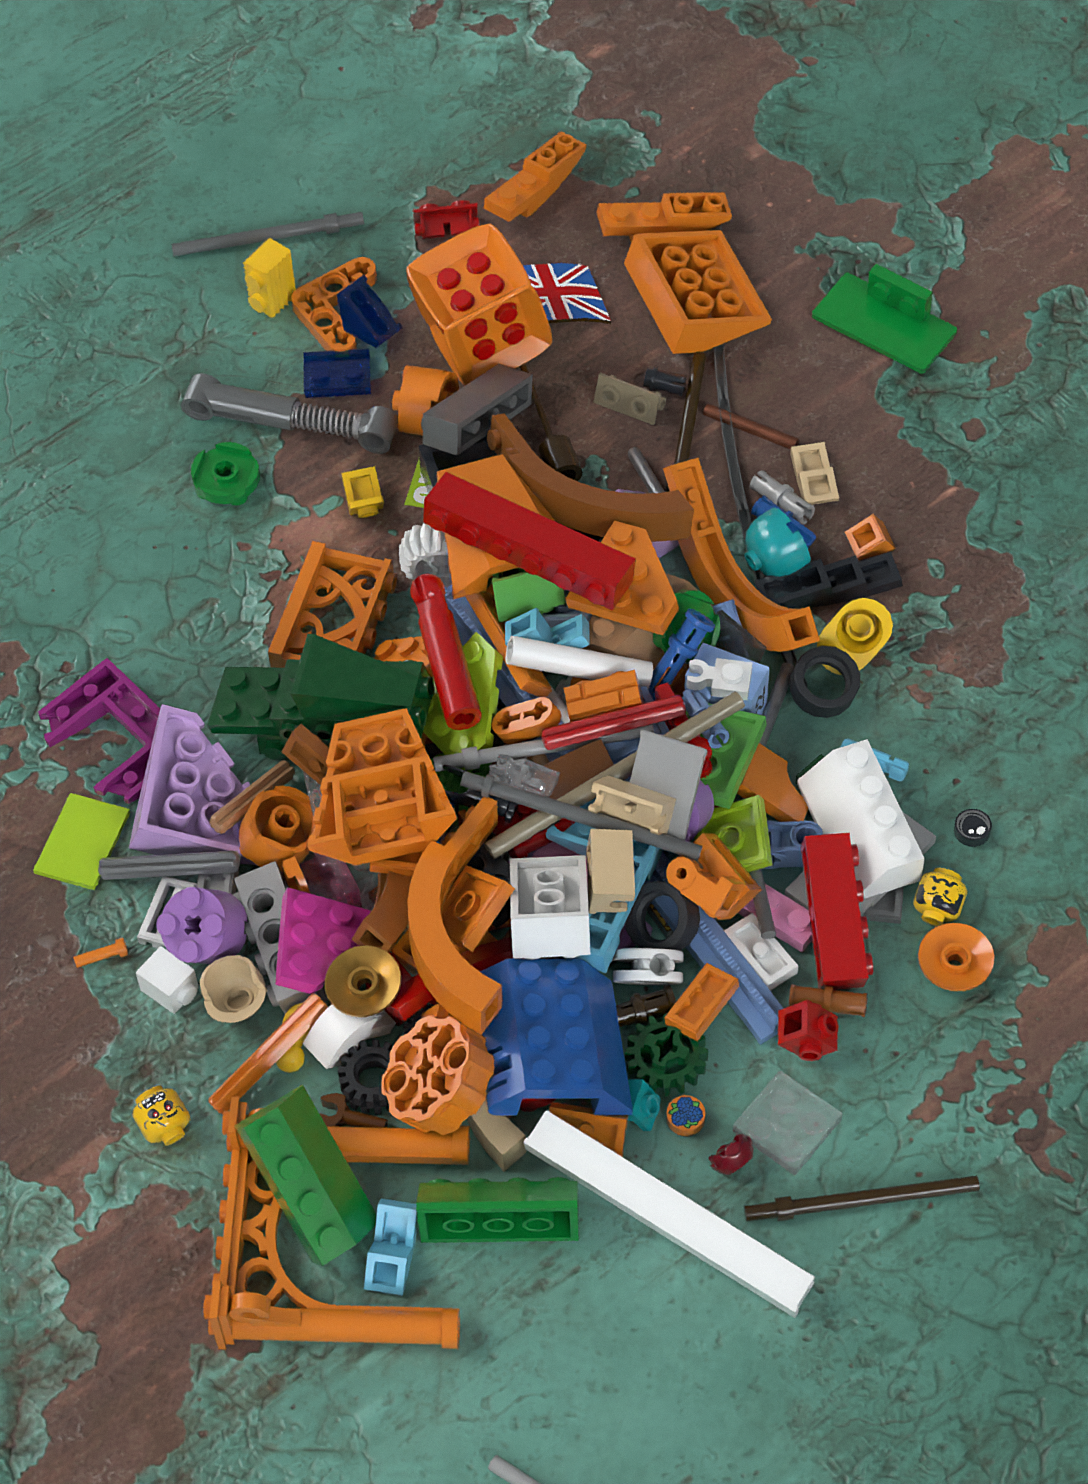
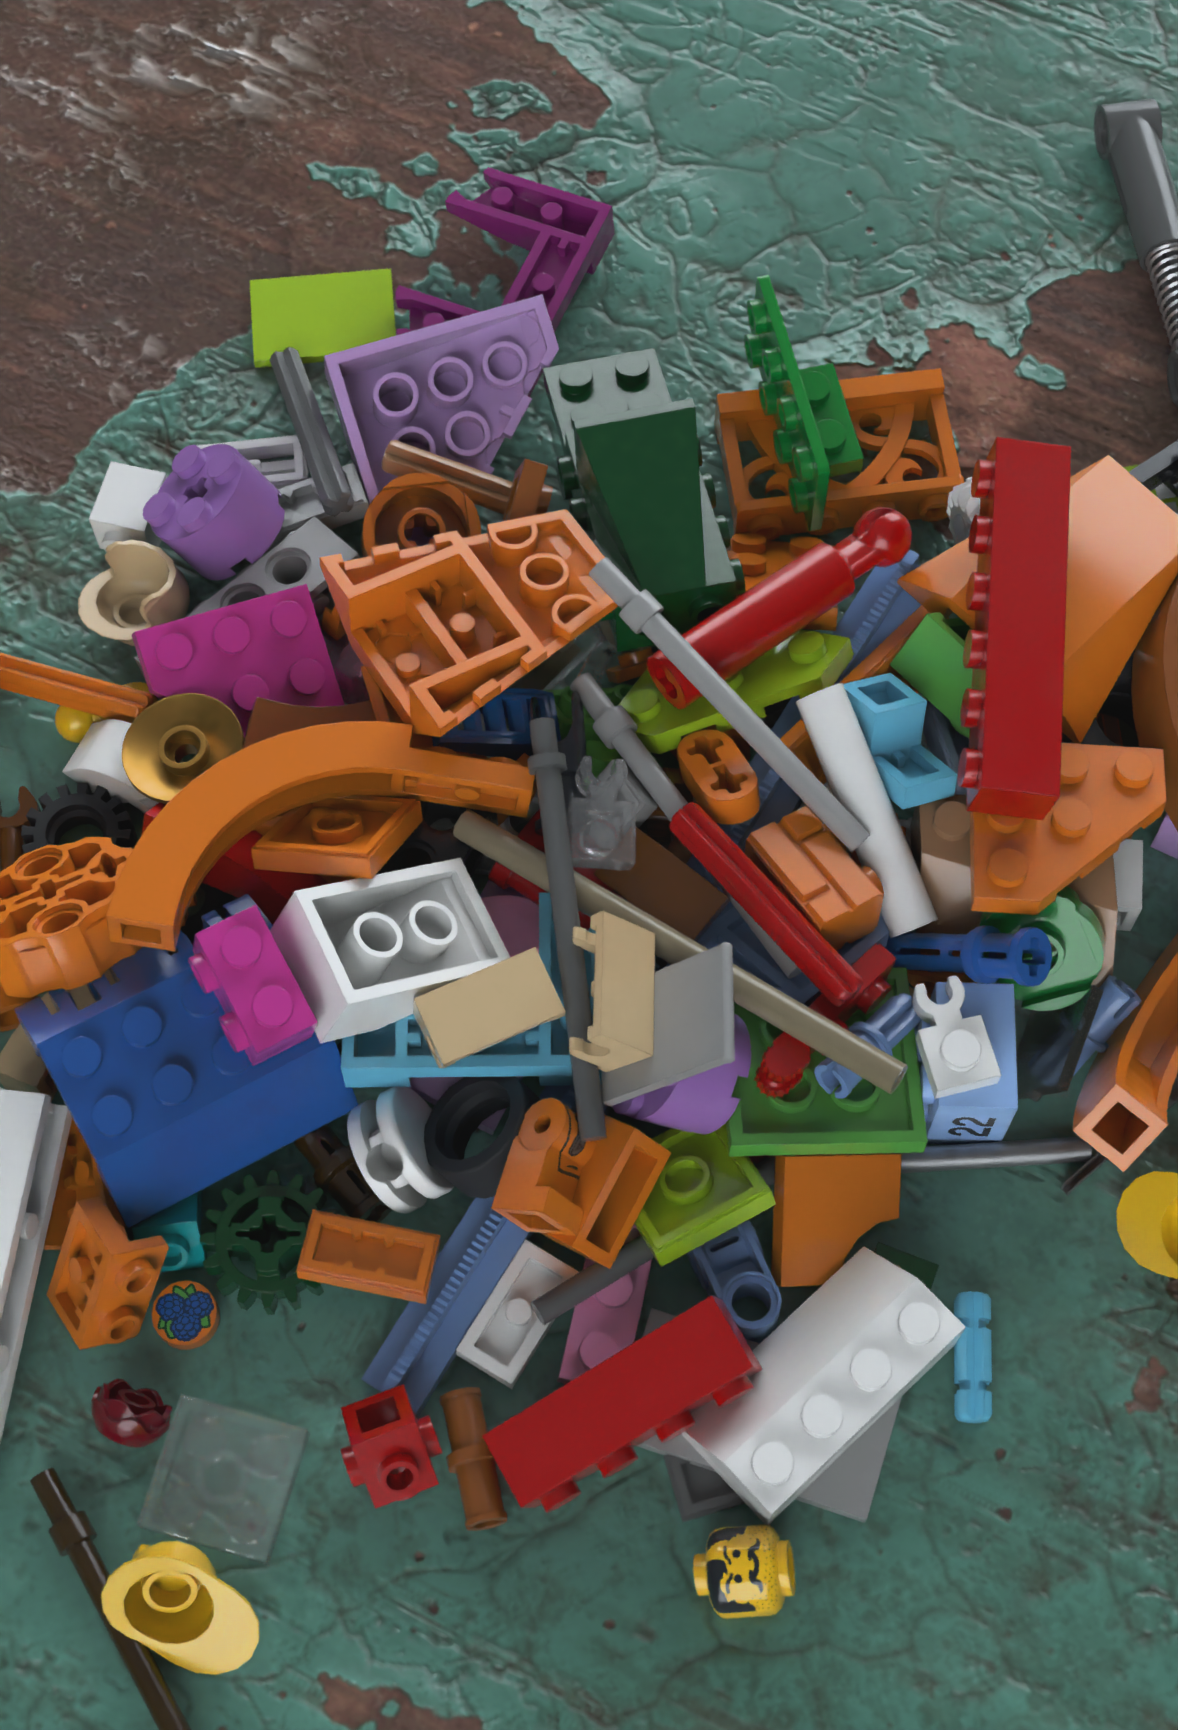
camera: 65 degrees right, 10 degrees up
(96, 955) = (168, 434): orange piece -> none
(229, 489) = (1009, 243): green plate -> none
(310, 608) = (807, 406): none -> green bracket
(362, 492) = (1078, 402): yellow bracket -> none
(431, 701) = (644, 615): none -> light grey bar
(548, 966) = (253, 986): none -> dark pink brick
(652, 1135) = (103, 1278): none -> orange bracket
(828, 656) = (1111, 1181): black tyre -> none
(851, 1158) = (181, 1609): none -> yellow piece
(956, 943) = (644, 1605): orange dish -> none
(972, 827) = (917, 1576): black tile -> none

